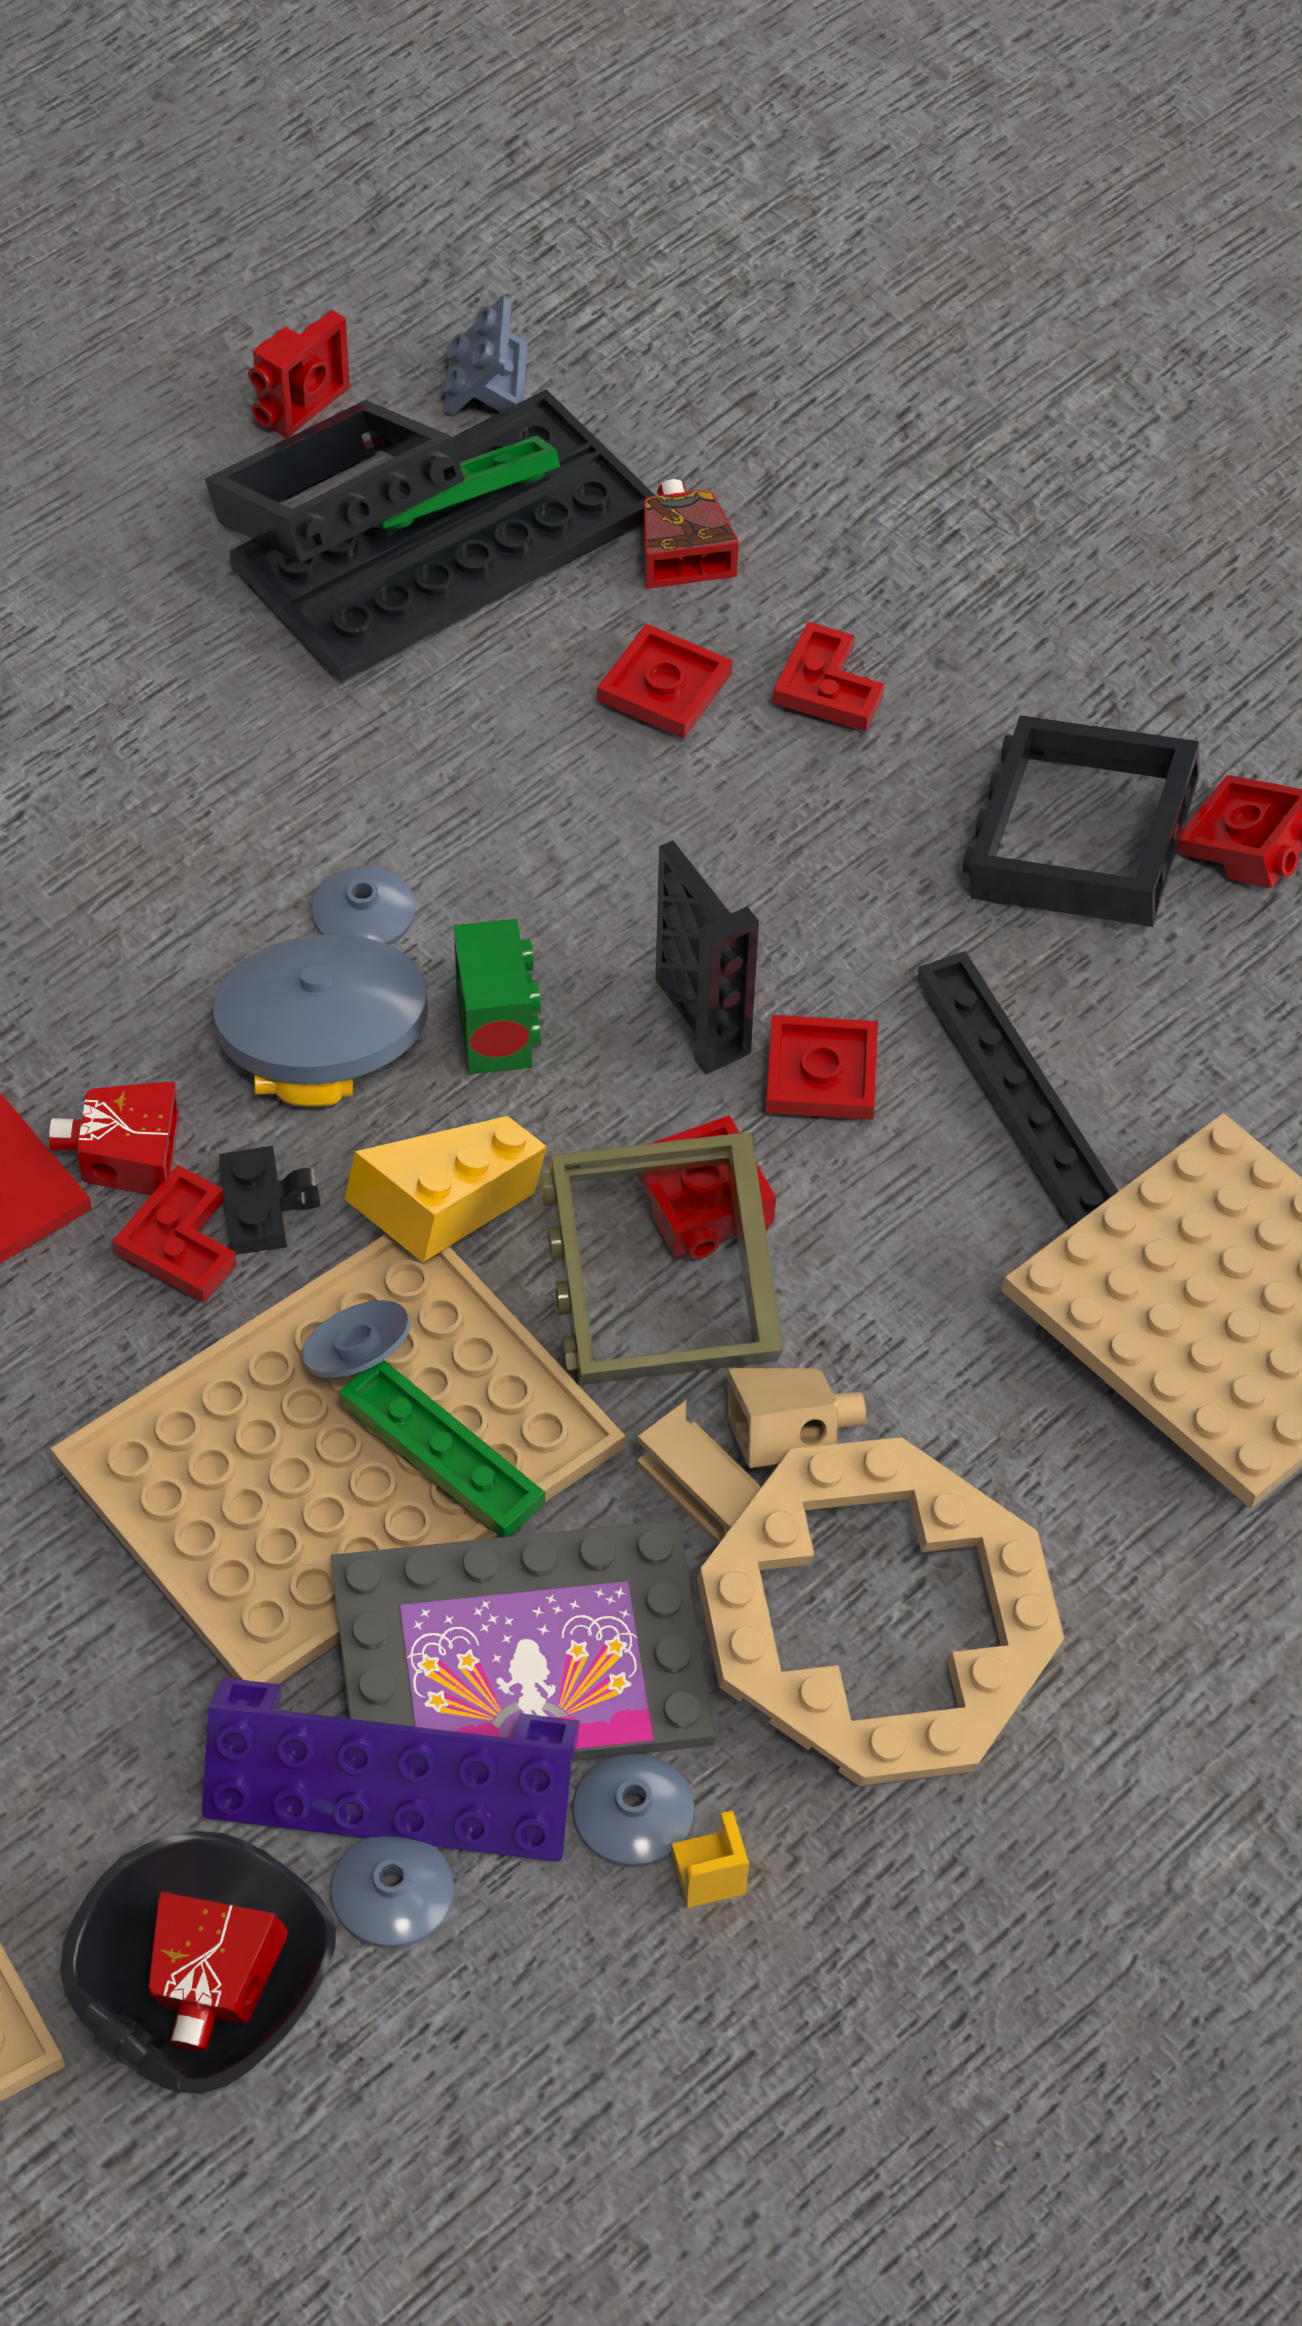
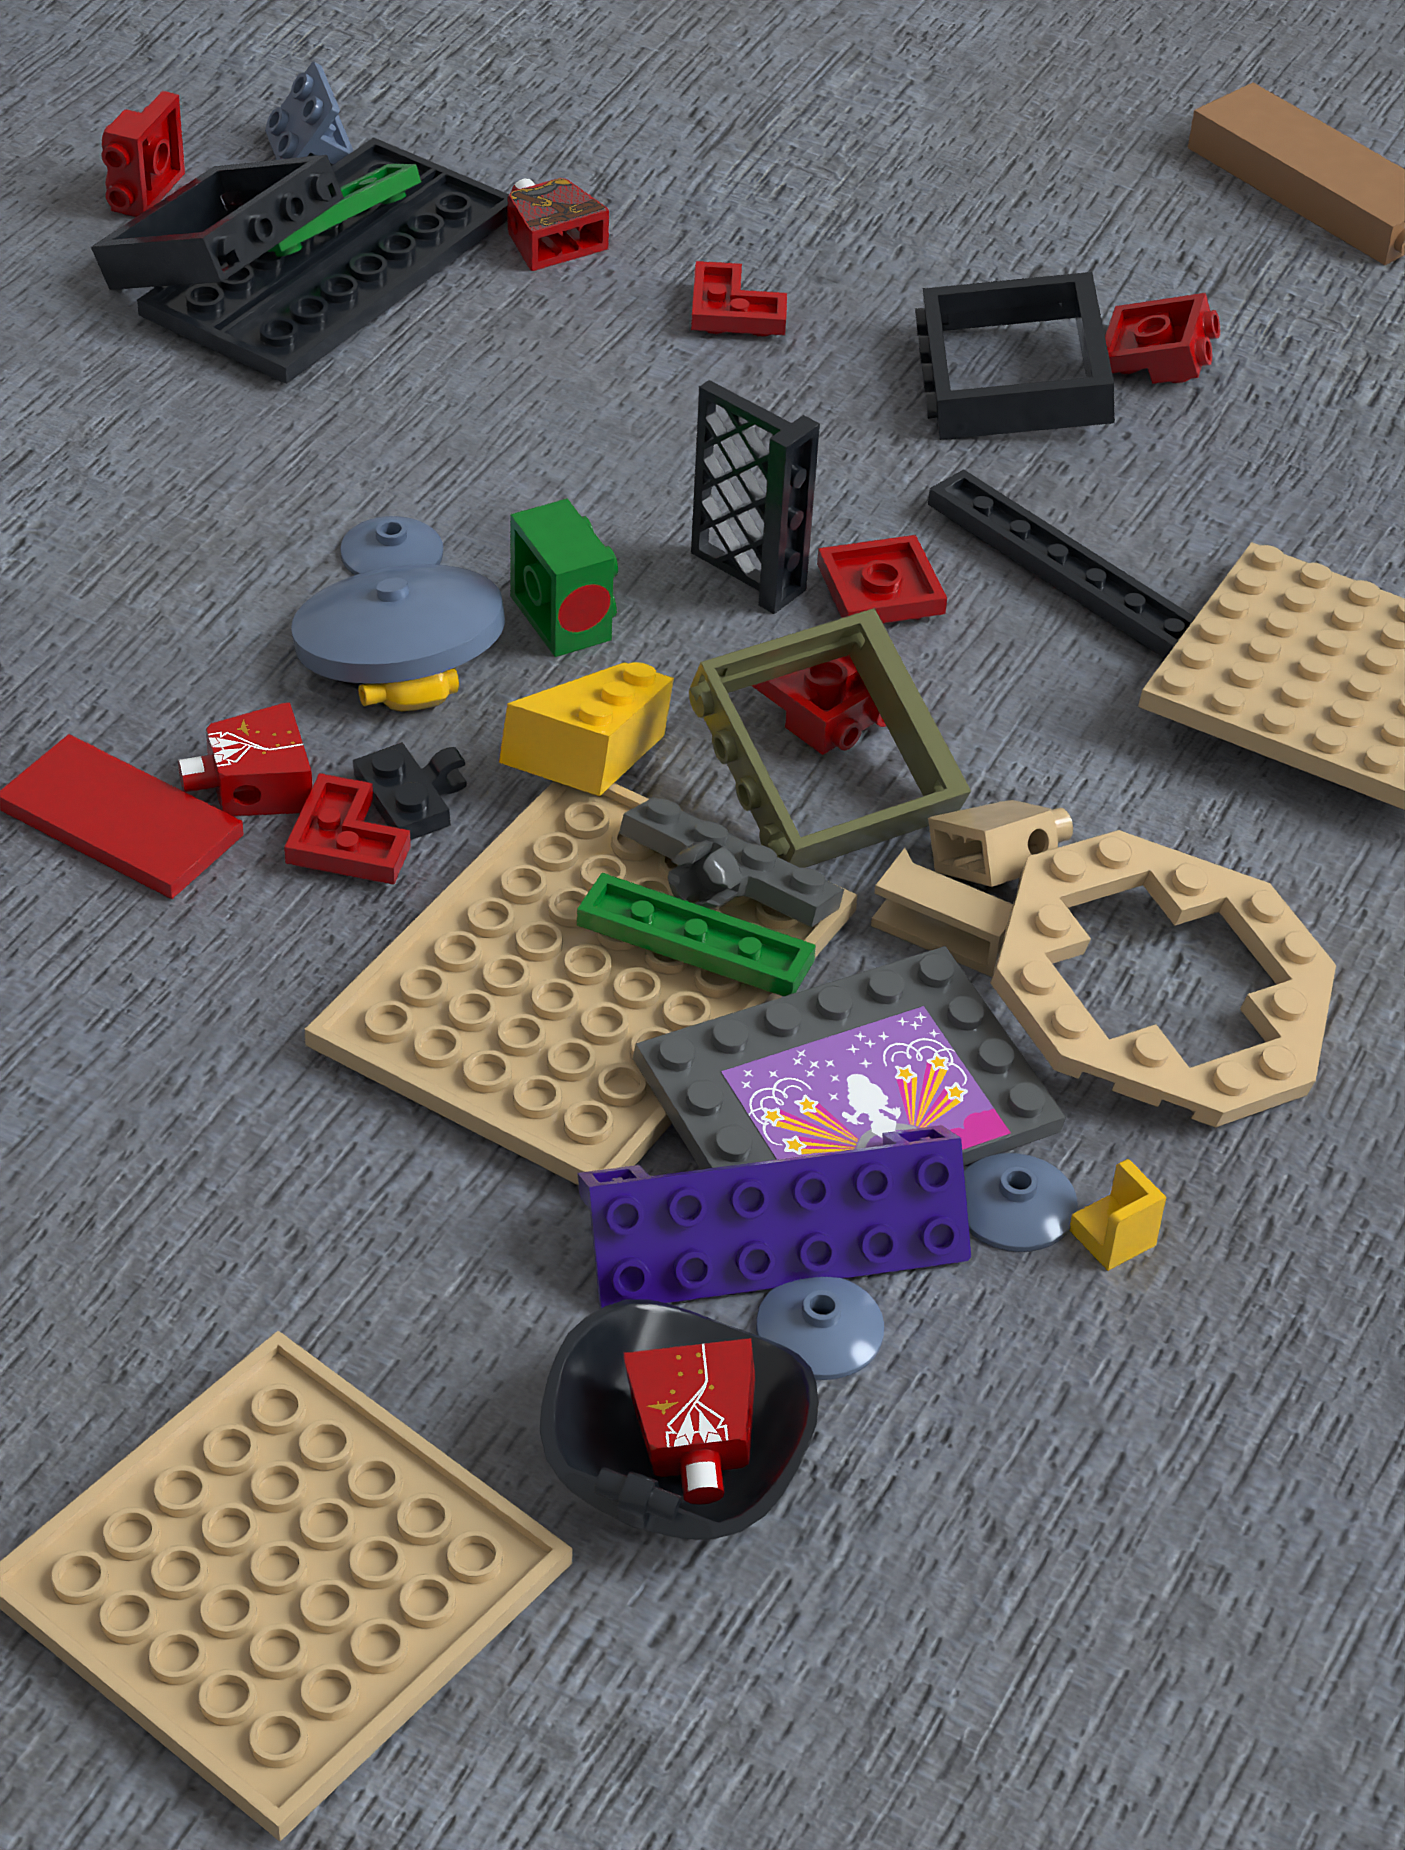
camera: 20 degrees left, 10 degrees down
(356, 1339) = (572, 864): sand blue dish -> none
(506, 1375) = (722, 867): none -> dark grey plate
(664, 680) = (588, 328): red plate -> none

